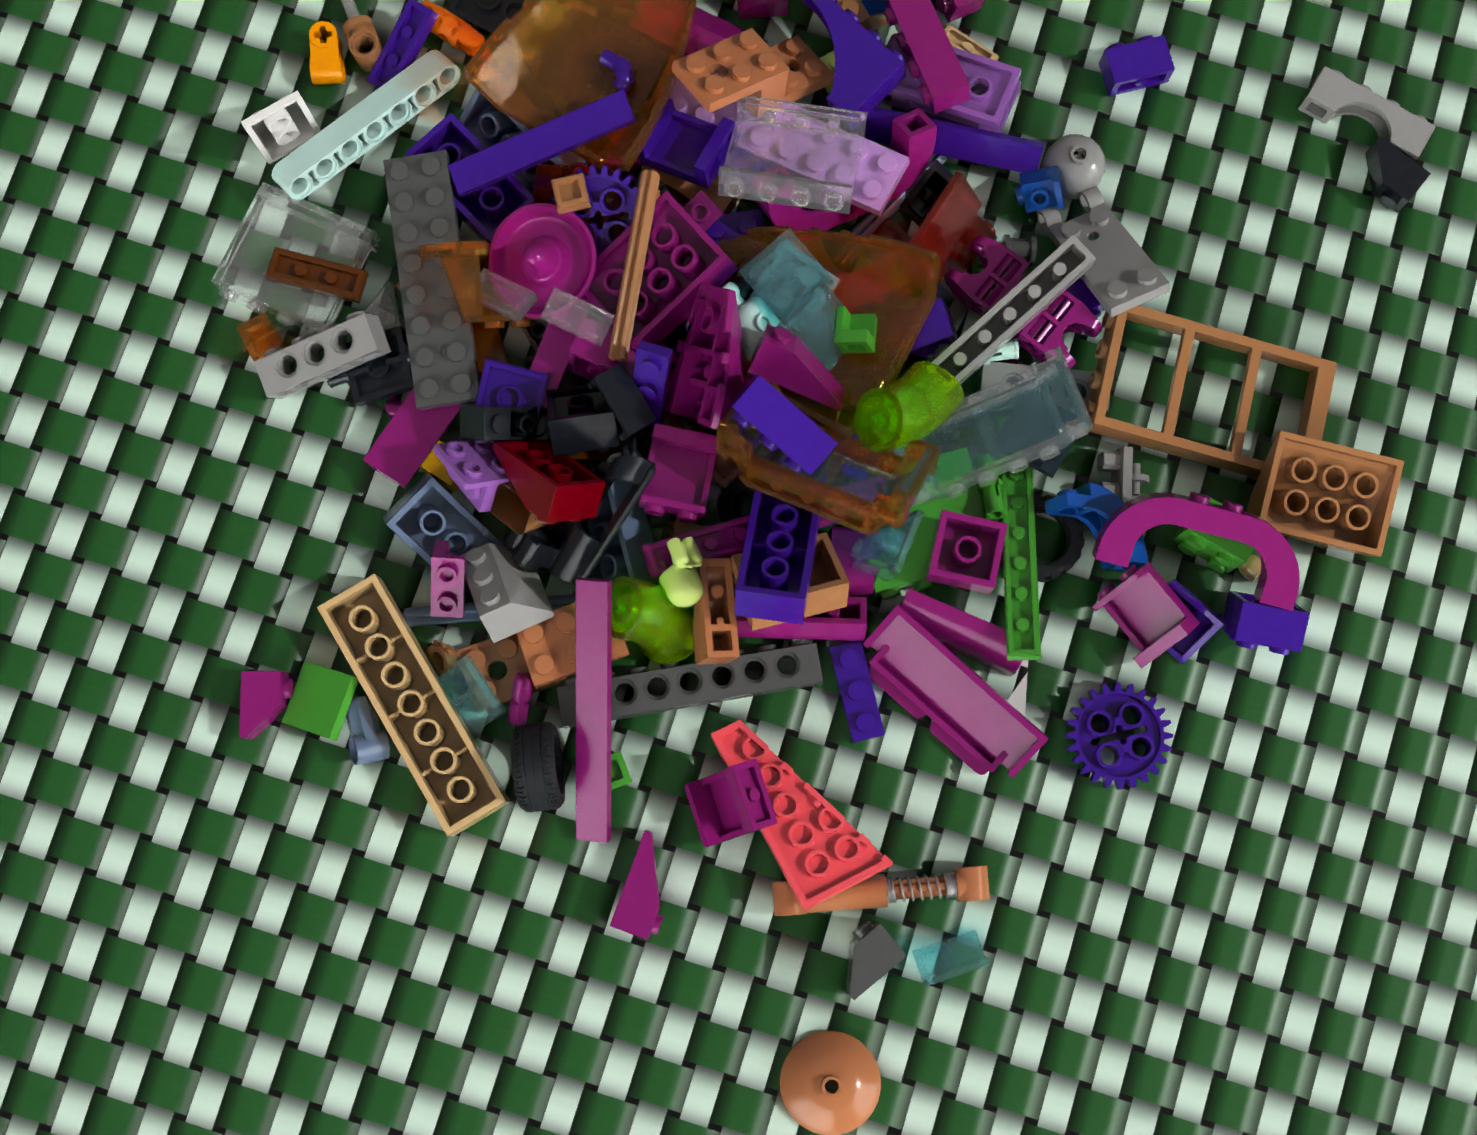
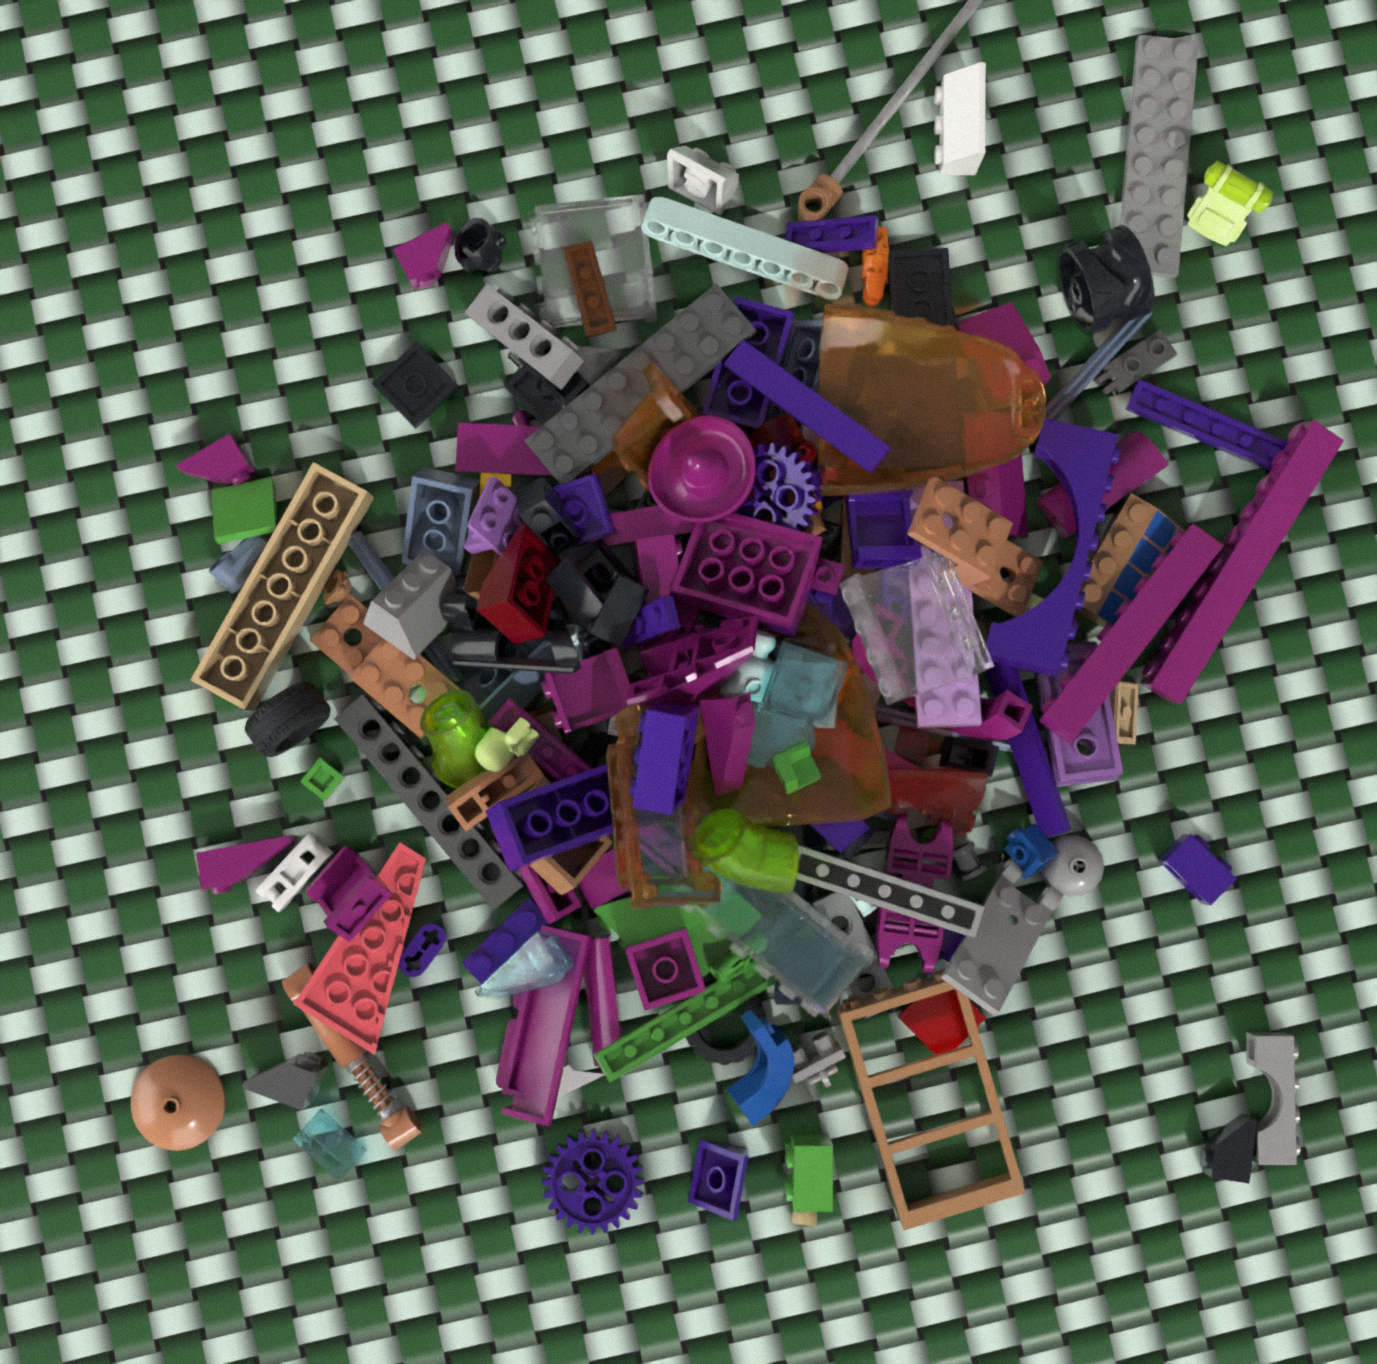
camera: 60 degrees right, 5 degrees up
(192, 407) = (425, 256): none -> magenta slope
(214, 352) = (479, 246): none -> black helmet
(260, 335) = (513, 276): clear orange panel -> none
(303, 482) = (415, 385): none -> black plate
(326, 58) = (783, 180): light orange piece -> none
(447, 582) = (395, 553): magenta bracket -> none
(471, 694) = (318, 629): clear light blue panel -> none
(505, 296) = (653, 457): clear tile -> none
(521, 695) = (334, 671): magenta piece -> none
(570, 193) = (769, 459): medium nougat tile -> none
(577, 317) = (668, 529): clear tile -> none
(593, 709) = (358, 736): magenta tile -> none
(621, 67) = (914, 433): dark purple arm -> none
(634, 266) = (740, 549): medium nougat axle -> none
(680, 848) = (294, 872): none -> white plate
(827, 767) = (417, 945): none -> dark purple beam
(886, 550) = (618, 907): clear light blue slope -> none
(895, 674) = (531, 967): none -> clear light blue slope
(1144, 355) = (938, 1021): none -> red tile
(1147, 612) = (709, 1149): magenta panel -> none
(1263, 624) = (757, 1253): dark purple brick -> none
(1279, 567) = (807, 1150): magenta arch -> none
(1327, 493) = (897, 1247): medium nougat slope -> none

